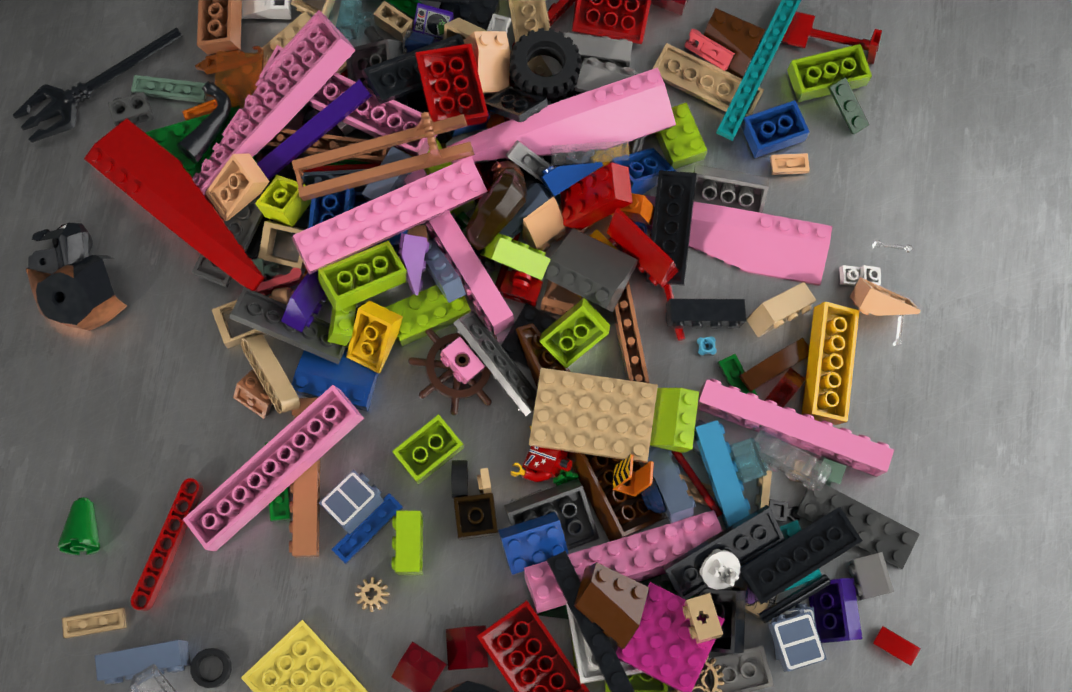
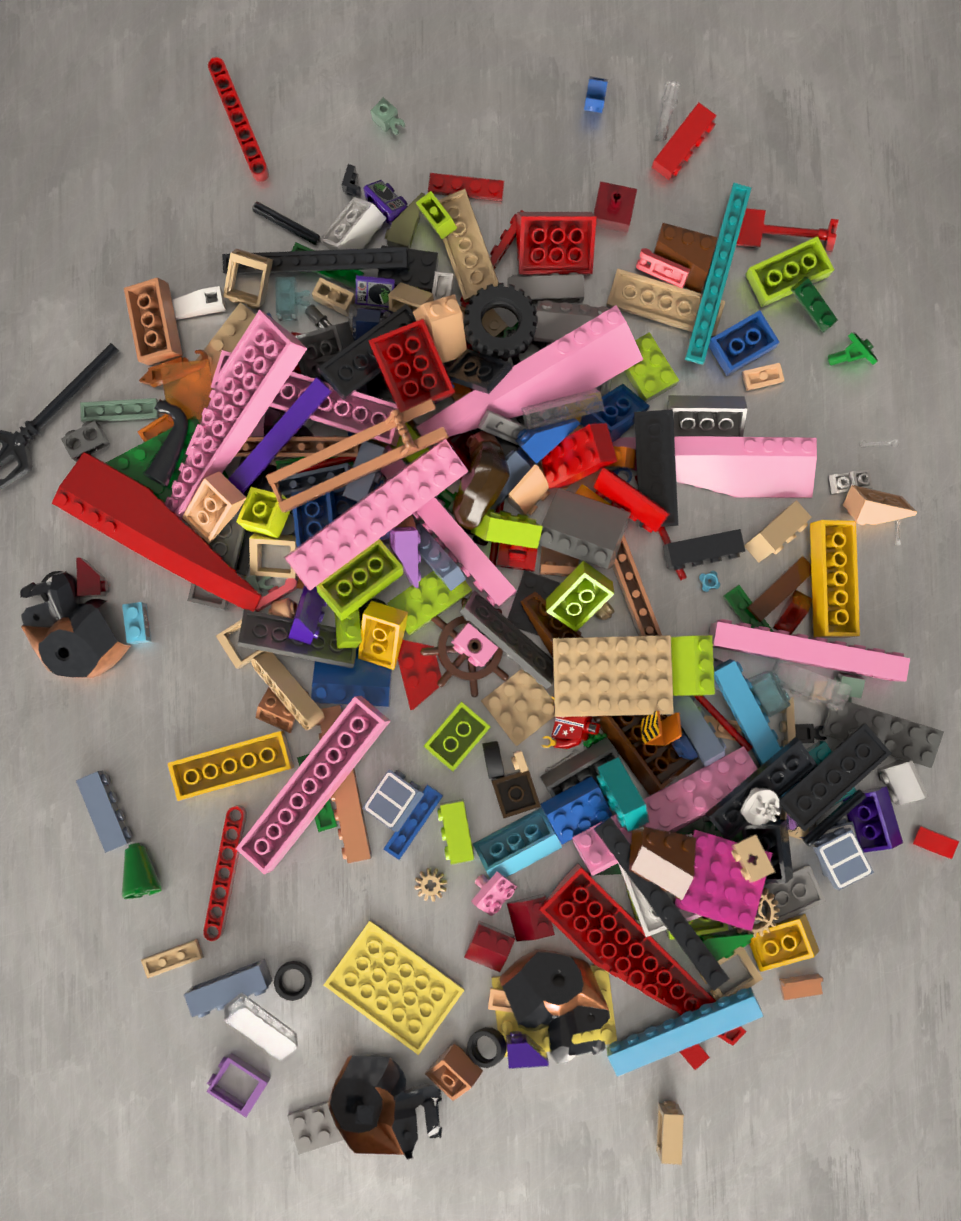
camera: 10 degrees left, 10 degrees up
(61, 461) = (104, 810): none -> sand blue brick
(102, 238) = (89, 580): none -> dark red slope
(138, 285) = (136, 623): none -> medium azure brick
(197, 437) = (230, 765): none -> yellow brick
(402, 382) = (418, 672): none -> red wing
(433, 613) = (493, 892): none -> bright pink plate
(467, 571) = (517, 845): none -> medium azure slope
(497, 433) = (520, 706): none -> tan plate
(581, 531) = (622, 795): none -> teal brick
(597, 355) = (605, 612): none -> tan plate
(880, 155) = (856, 350): none -> green piece

